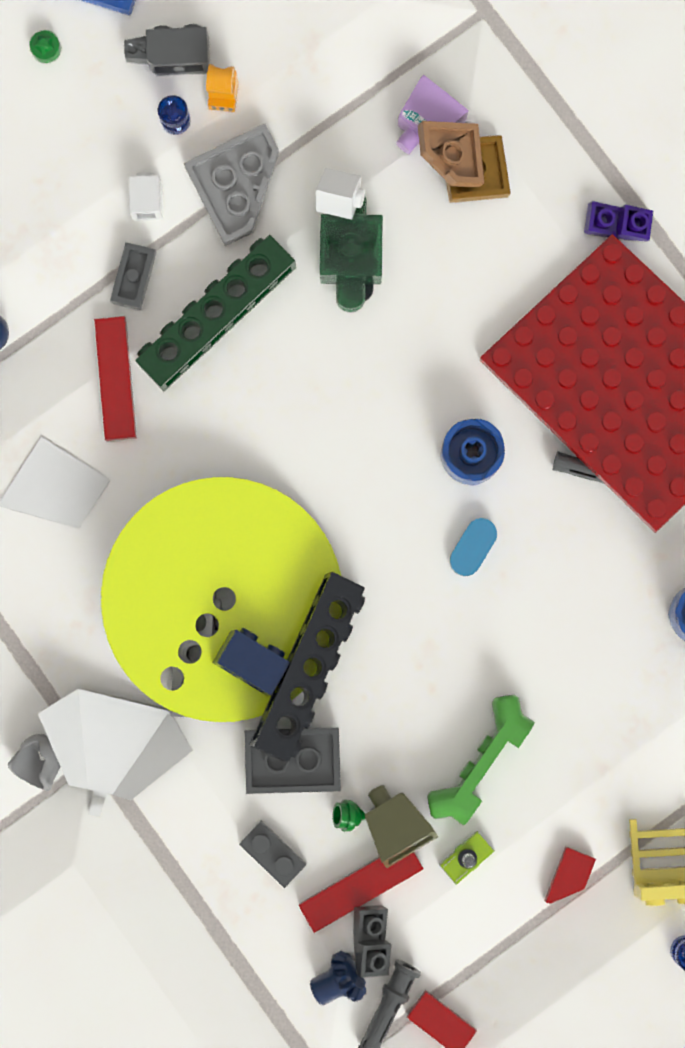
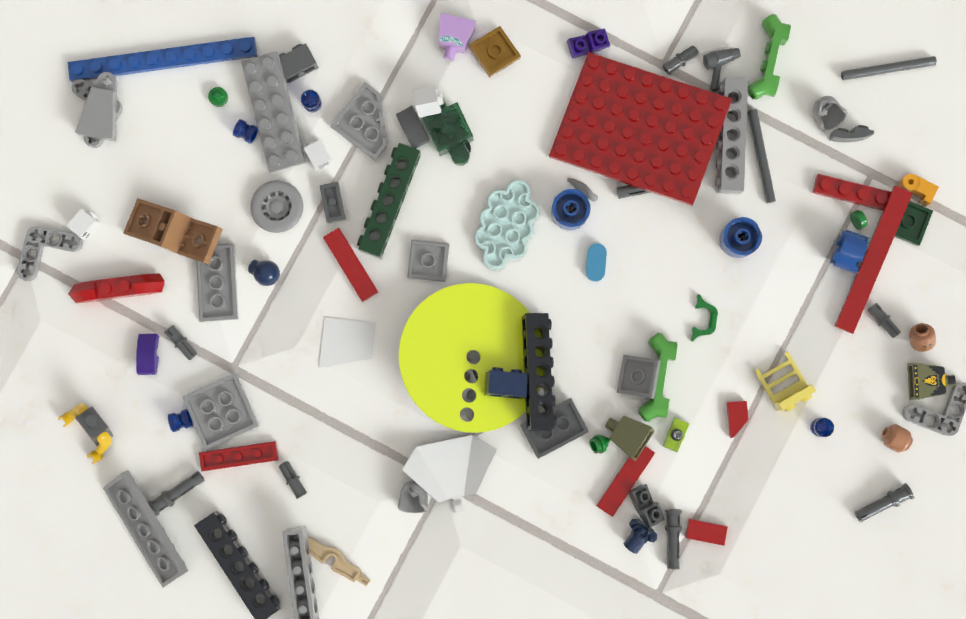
camera: 30 degrees left, 0 degrees up
(50, 244) = (276, 206): none -> light grey wheel
(58, 113) = (245, 131): none -> clear blue wheel
(111, 104) = (273, 112): none -> light grey plate
(222, 88) = (331, 73): light orange leg -> none
(230, 427) = (428, 260): none -> light grey tile
(272, 854) = (568, 485): dark grey plate -> none
(301, 223) = (412, 127): none -> dark grey slope
(369, 429) = (506, 224): none -> light aqua plate
(453, 151) = (479, 48): medium nougat plate -> none
(453, 745) = (638, 376): none -> light grey tile
(507, 430) = (578, 185): none -> light grey bar
(604, 714) = (712, 320): none -> green helmet

